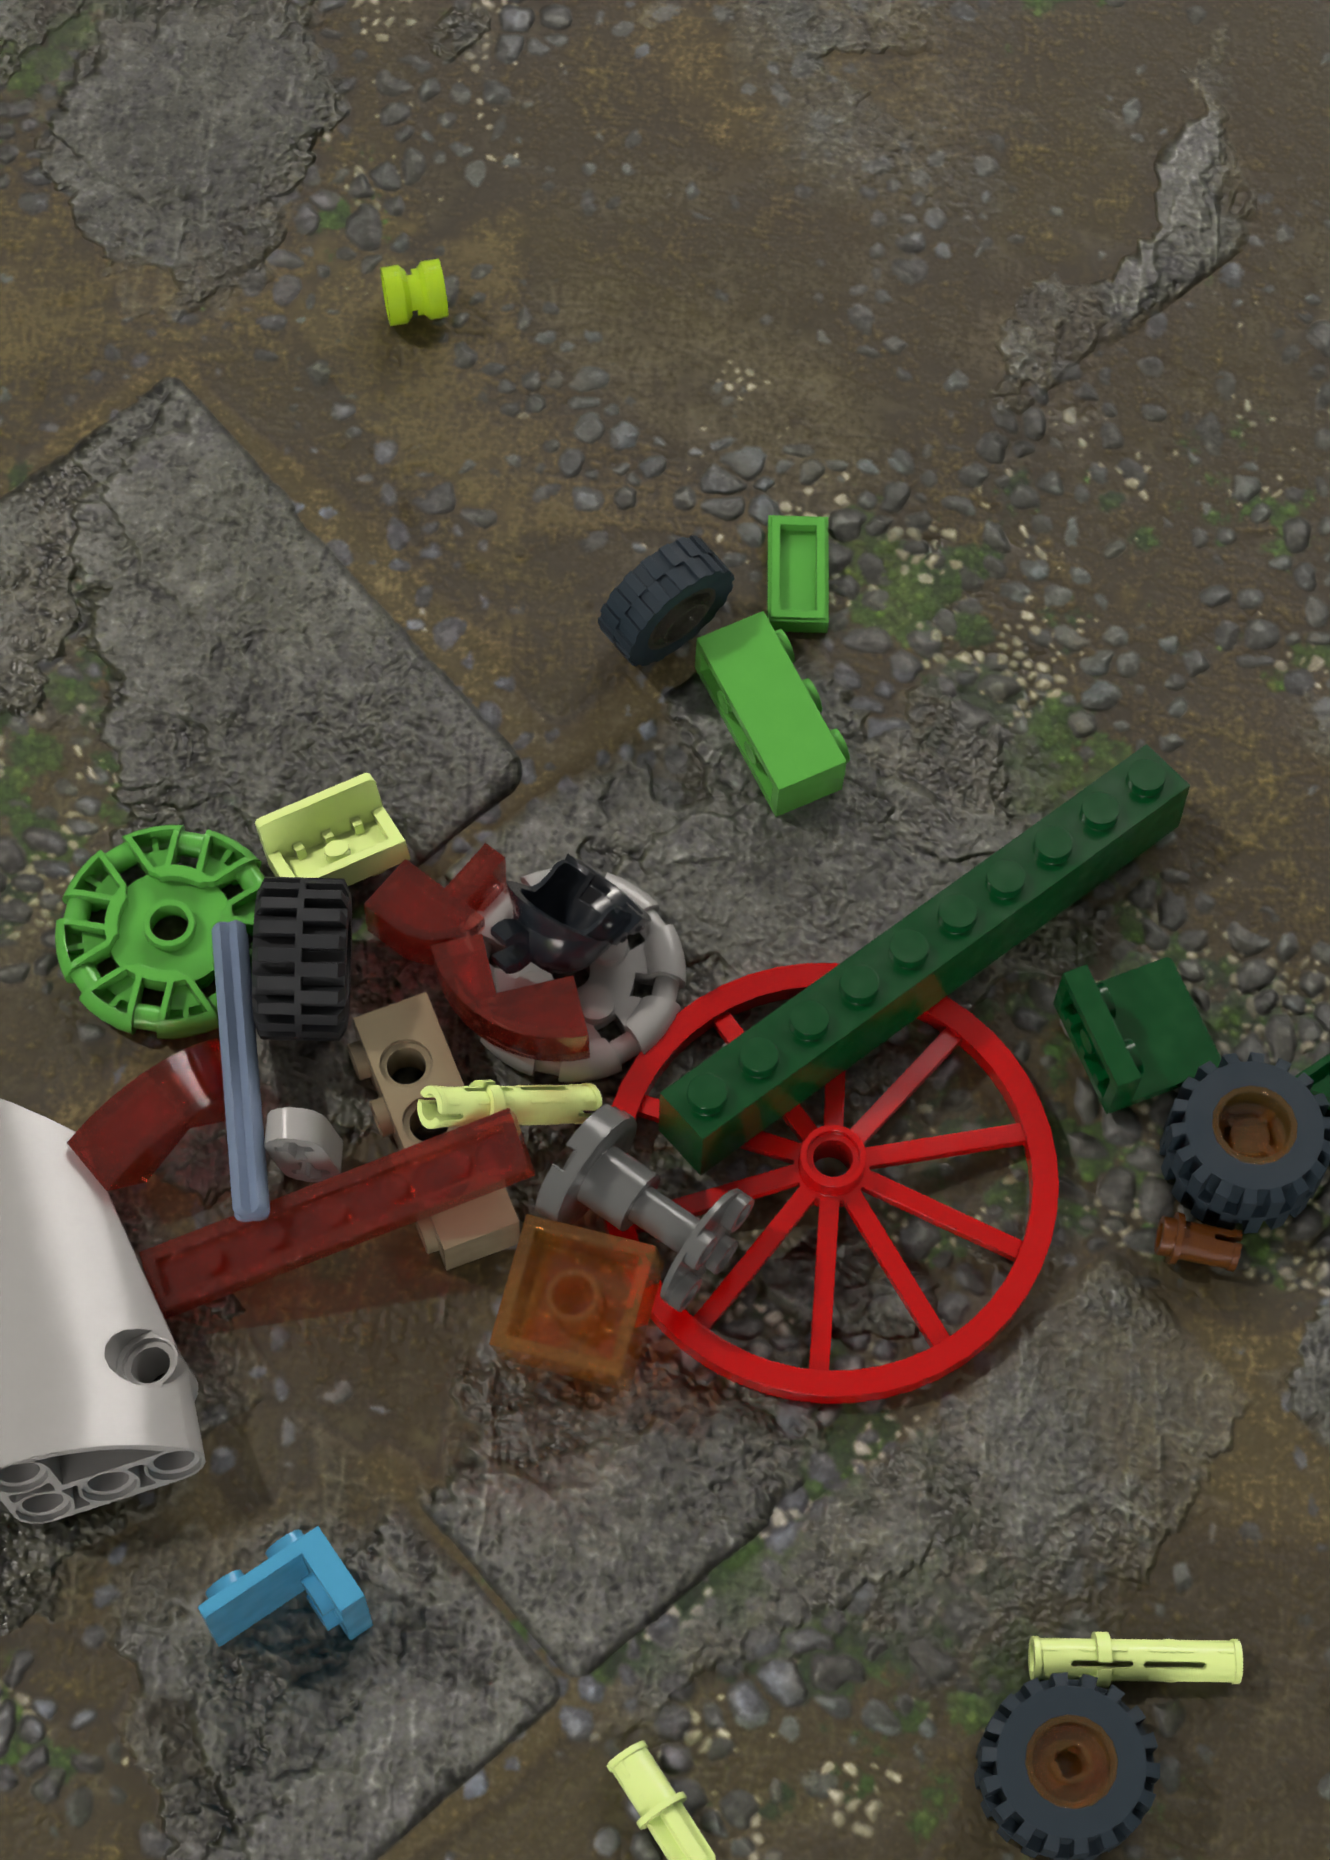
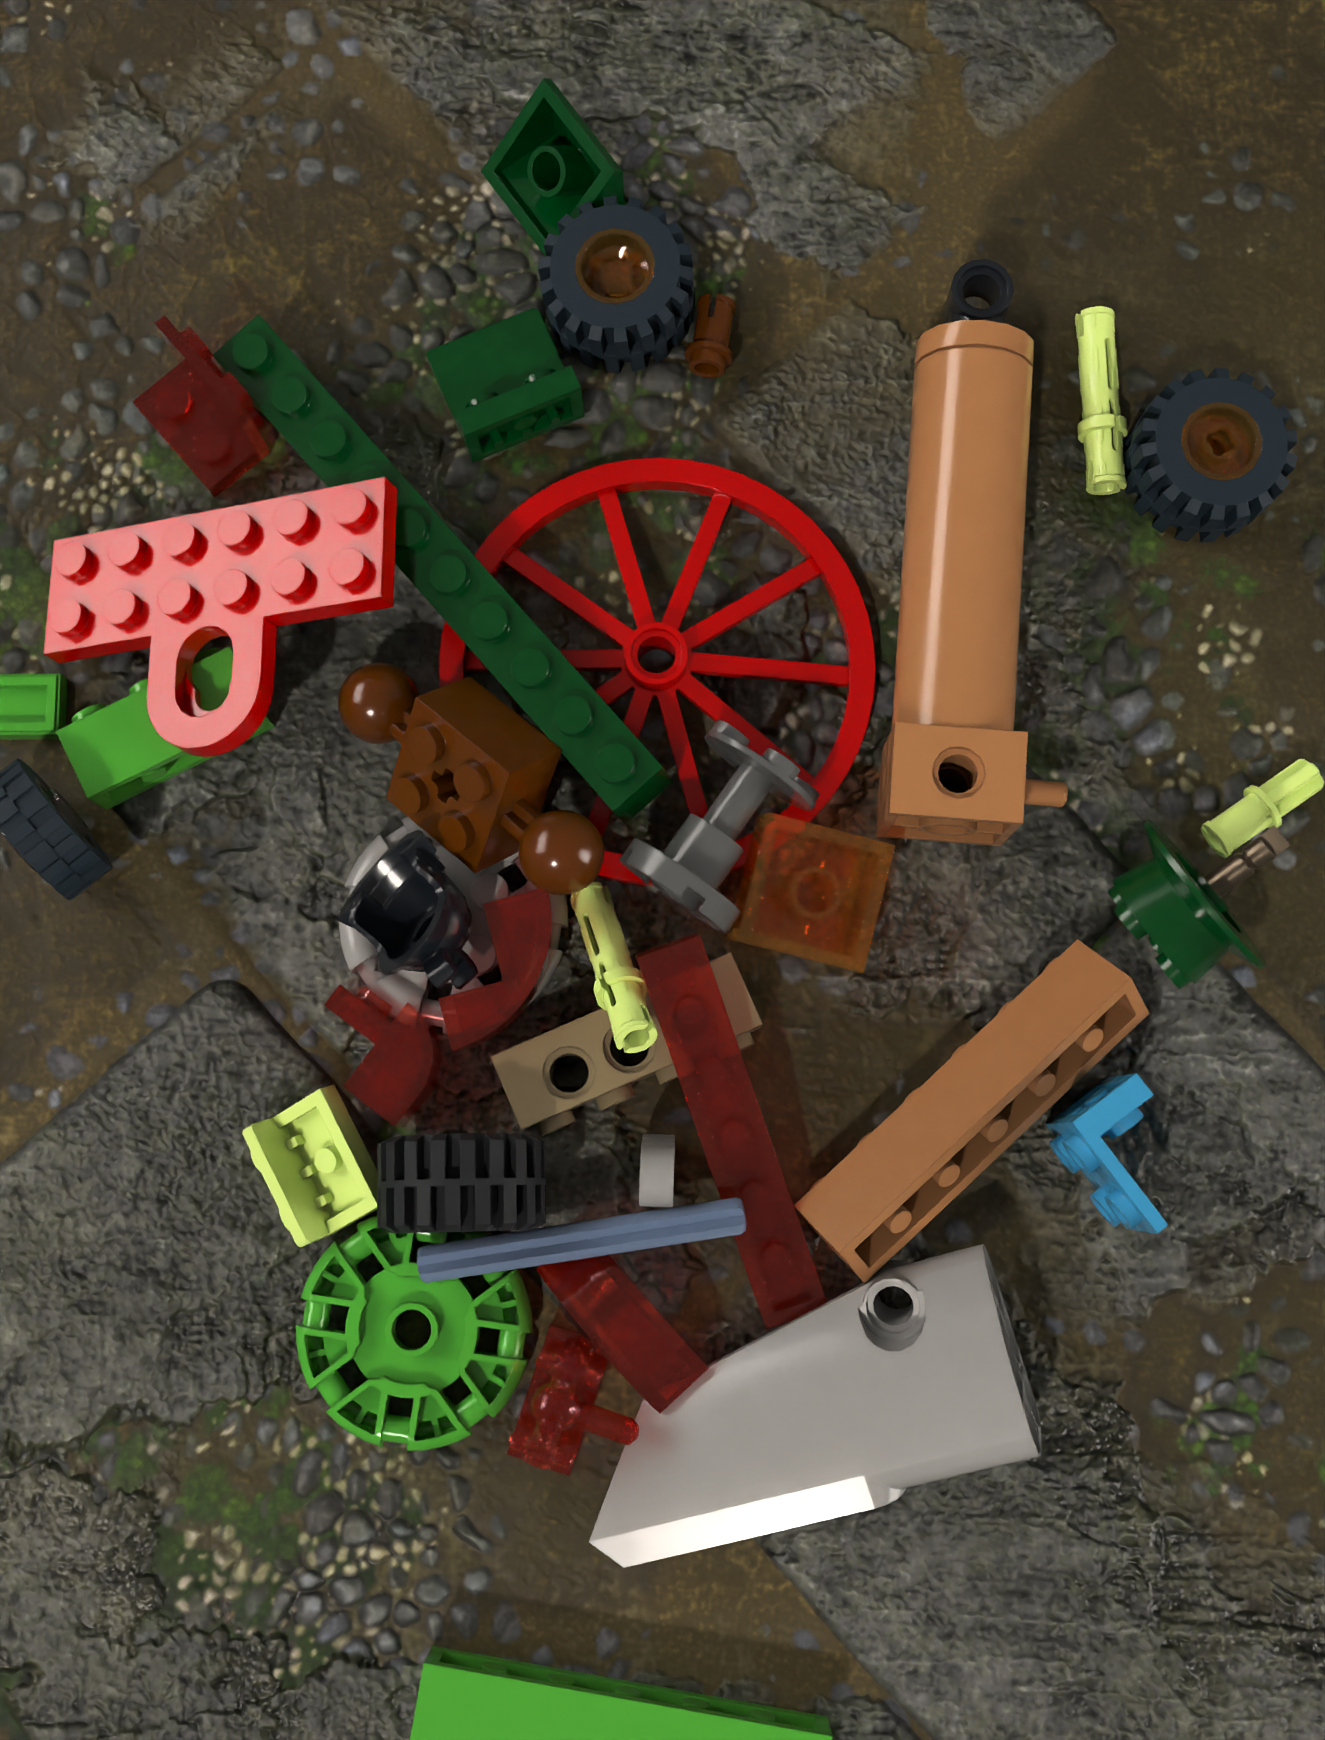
camera: 85 degrees left, 15 degrees up
(80, 1056) = (562, 1404): none -> clear red piece
(347, 1464) = (972, 1108): none -> medium nougat brick
(549, 1695) = (1186, 909): none -> dark green piece
(705, 974) = (473, 775): none -> reddish brown brick
(911, 754) = (217, 576): none -> plate
(921, 1478) = (963, 580): none -> medium nougat piece
(1093, 741) = (203, 413): none -> clear red bracket

